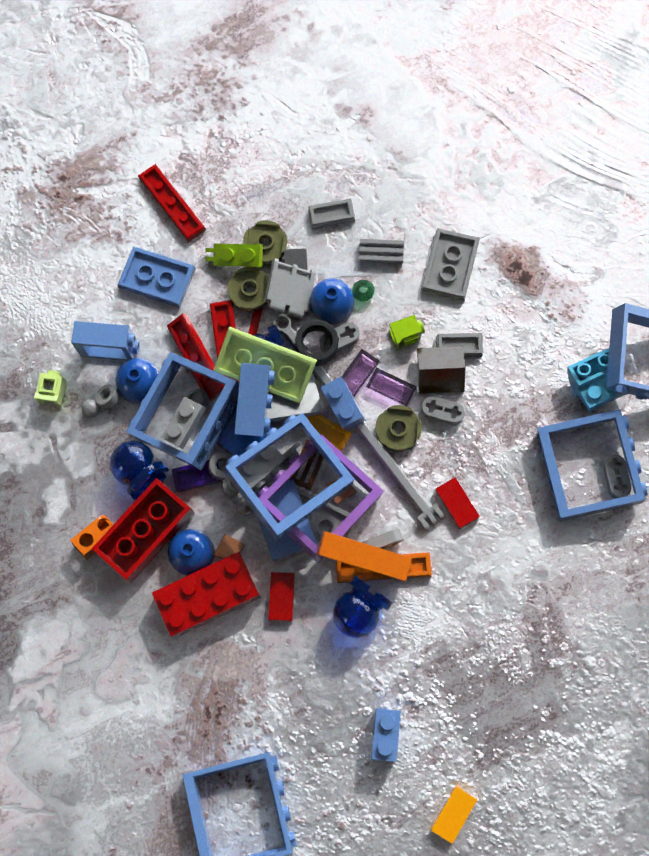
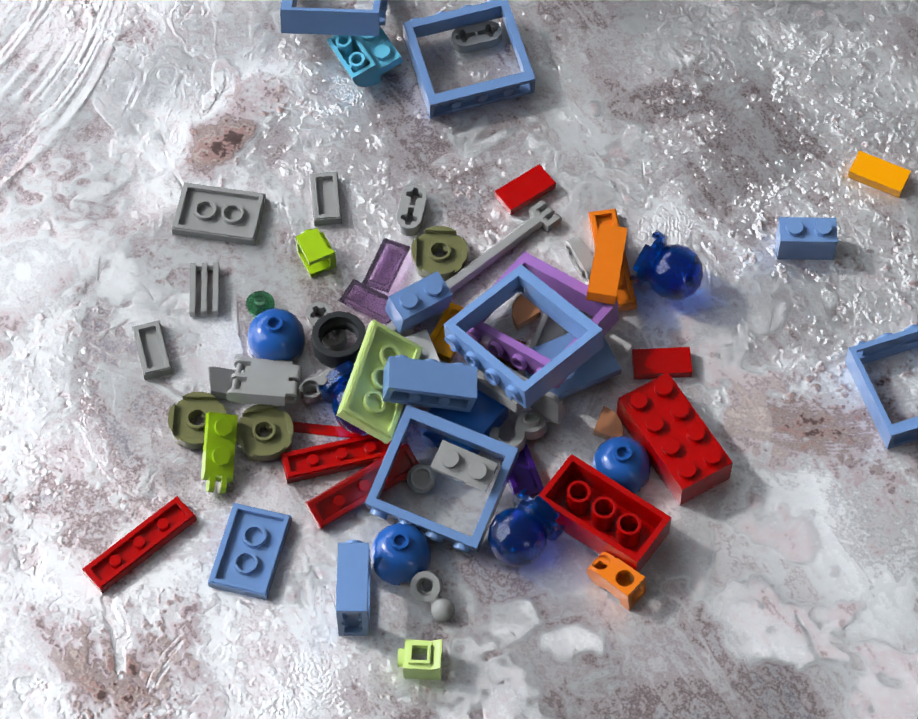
camera: 100 degrees left, 15 degrees down
(441, 370) = (360, 210): dark brown slope -> none

